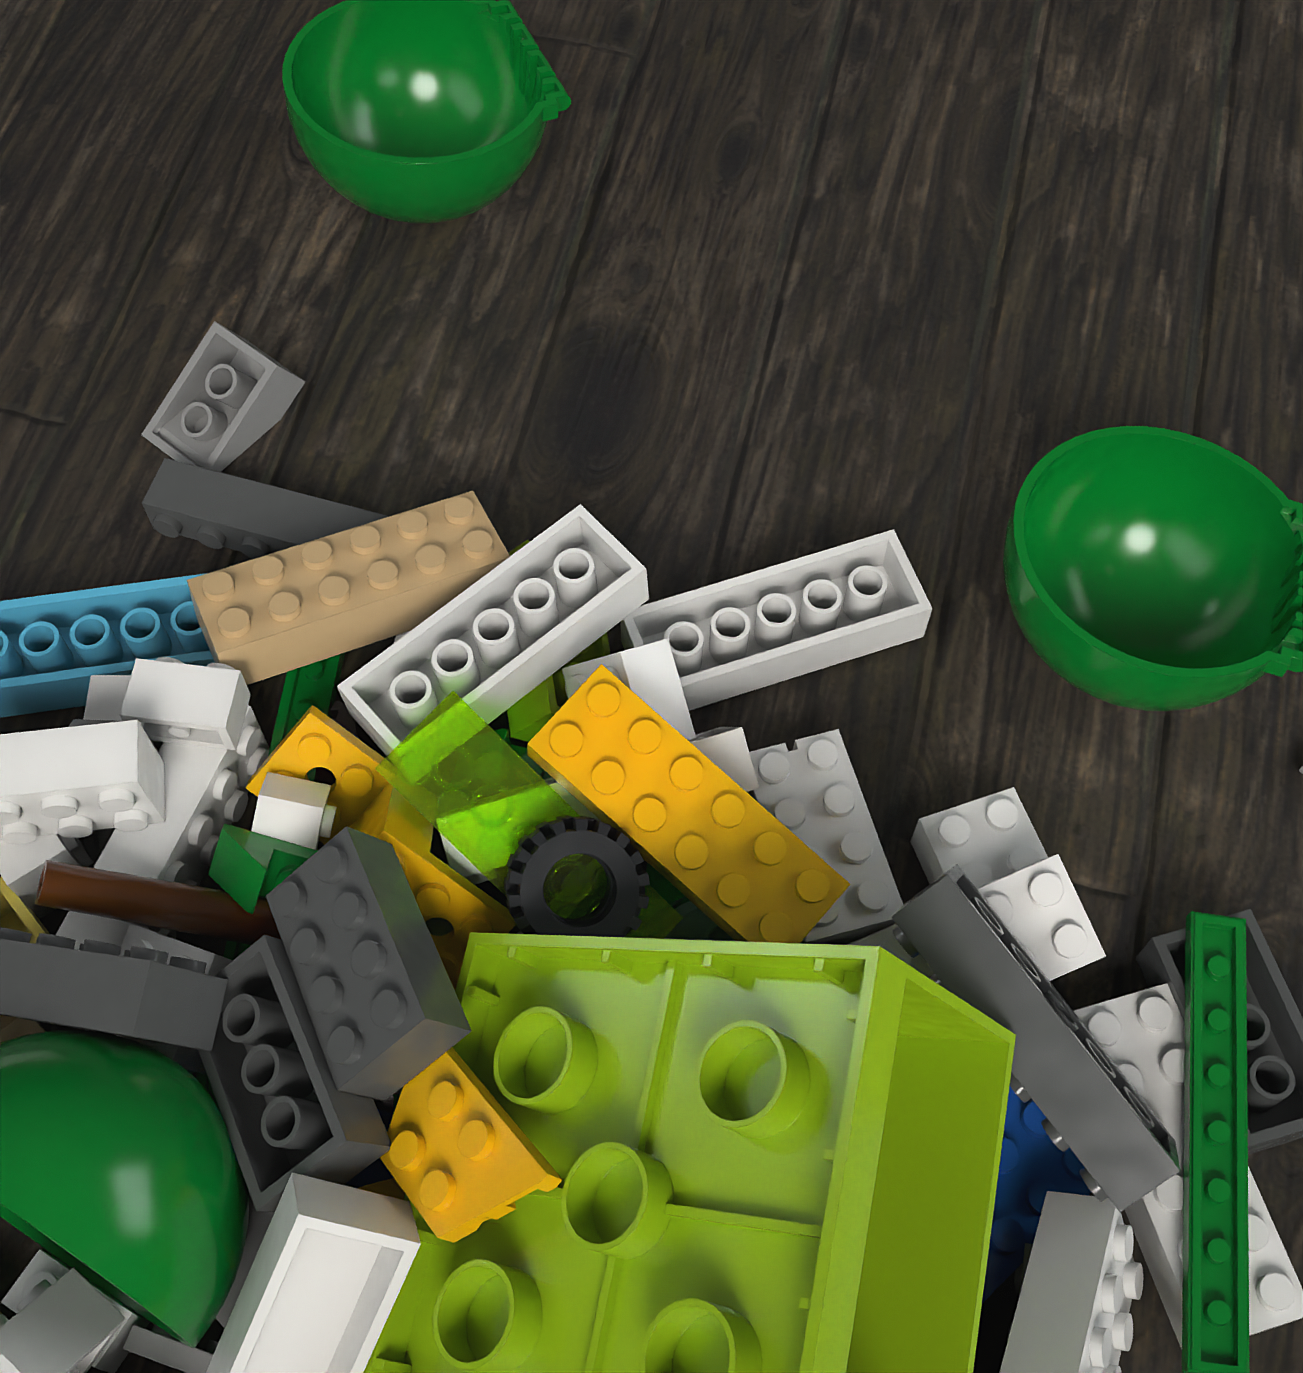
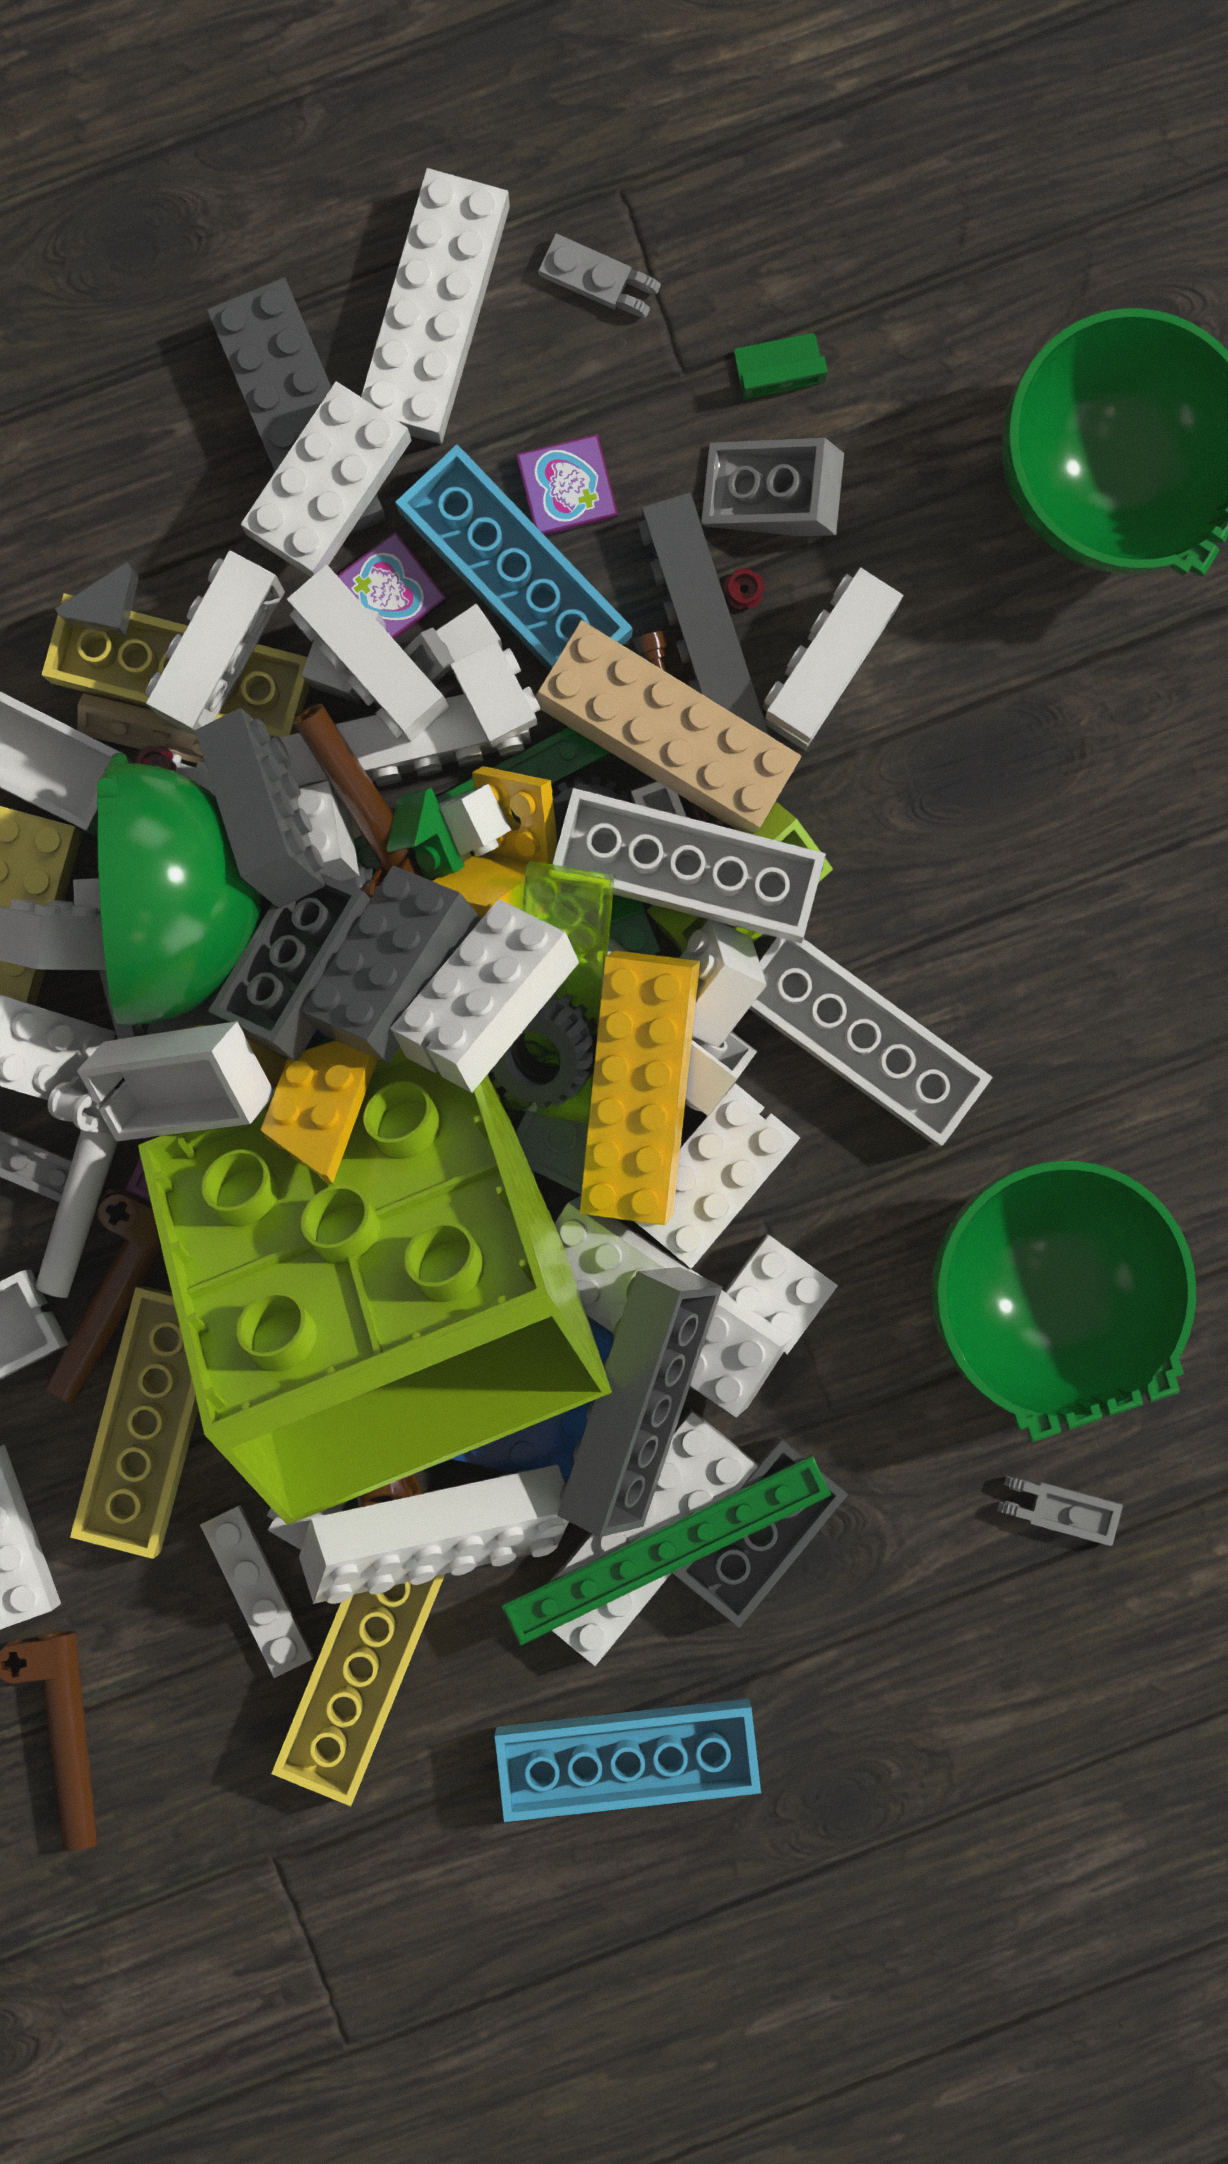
camera: 55 degrees right, 25 degrees up
(68, 558) = (567, 485): none -> tile
(132, 344) = (780, 366): none -> green panel
(289, 471) = (748, 578): none -> dark red plate
(401, 425) = (836, 652): none -> white piece
(476, 882) = (485, 995): none -> white piece

